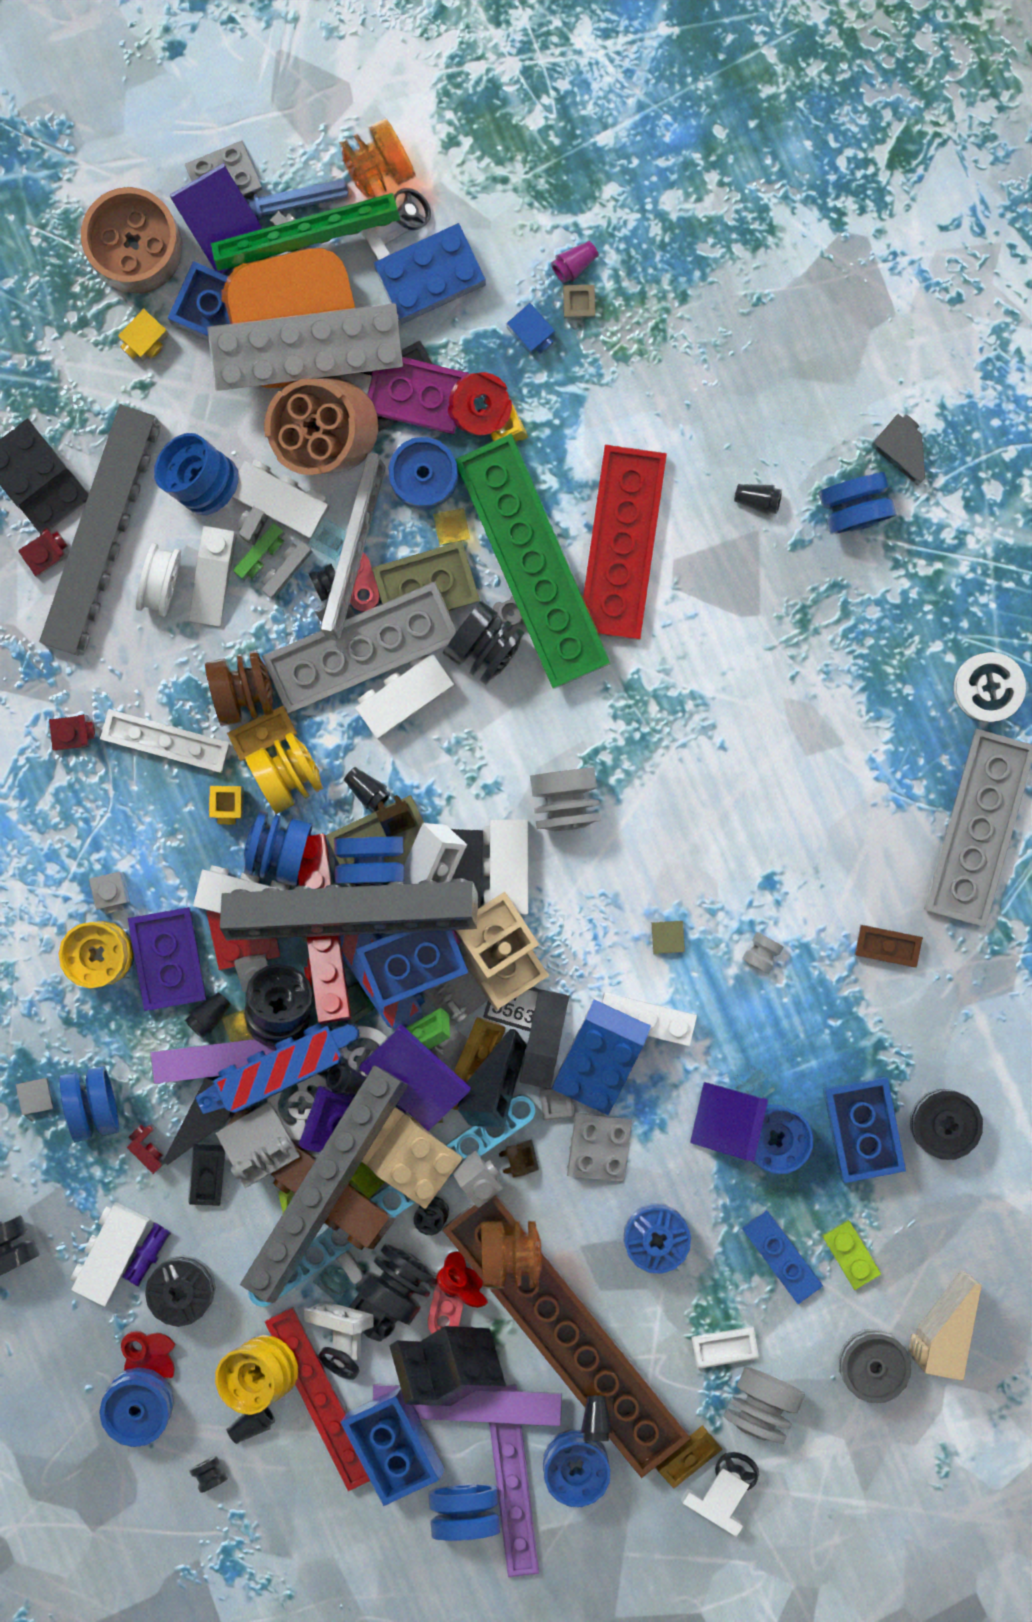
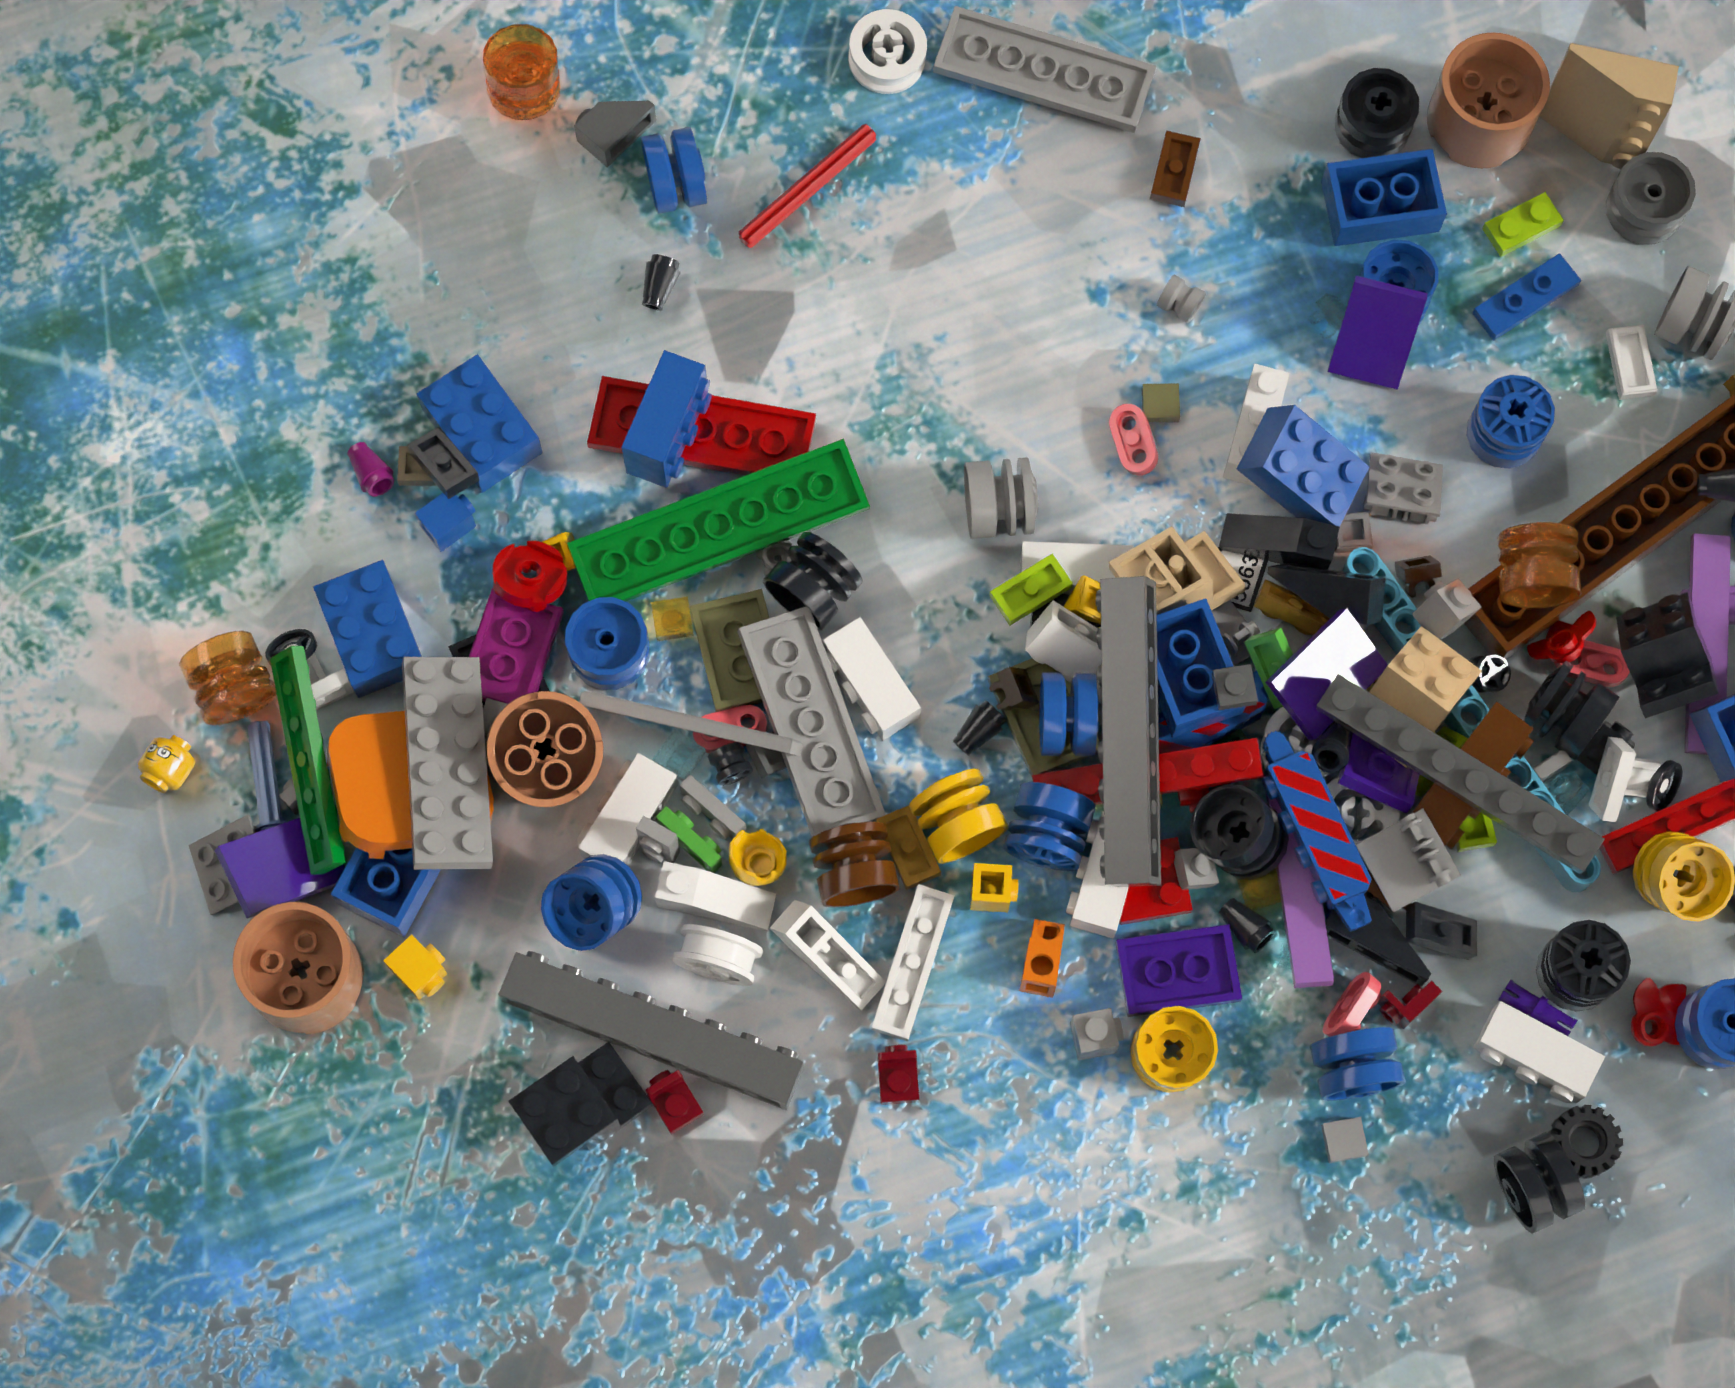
camera: 90 degrees left, 15 degrees down
(20, 1290) = (1604, 1129): none -> black tyre
(141, 1101) = (1353, 1005): none -> coral plate
(168, 670) = (827, 953): none -> white slope
(174, 847) = (1042, 958): none -> orange leg
(246, 608) = (757, 857): none -> yellow hair
(305, 115) = (166, 763): none -> yellow head
(388, 996) = (1234, 687): none -> dark grey plate
(477, 872) = (1083, 600): none -> yellow slope
(480, 826) = (1031, 589): none -> lime plate
(574, 323) = (443, 462): none -> black plate
(617, 510) = (666, 419): none -> blue brick
(618, 351) = (480, 421): none -> blue brick
(629, 911) = (1134, 441): none -> coral plate
(858, 622) = (807, 186): none -> axle
(950, 346) = (521, 71): none -> clear orange wheel
(975, 1240) = (1495, 75): none -> nougat brick

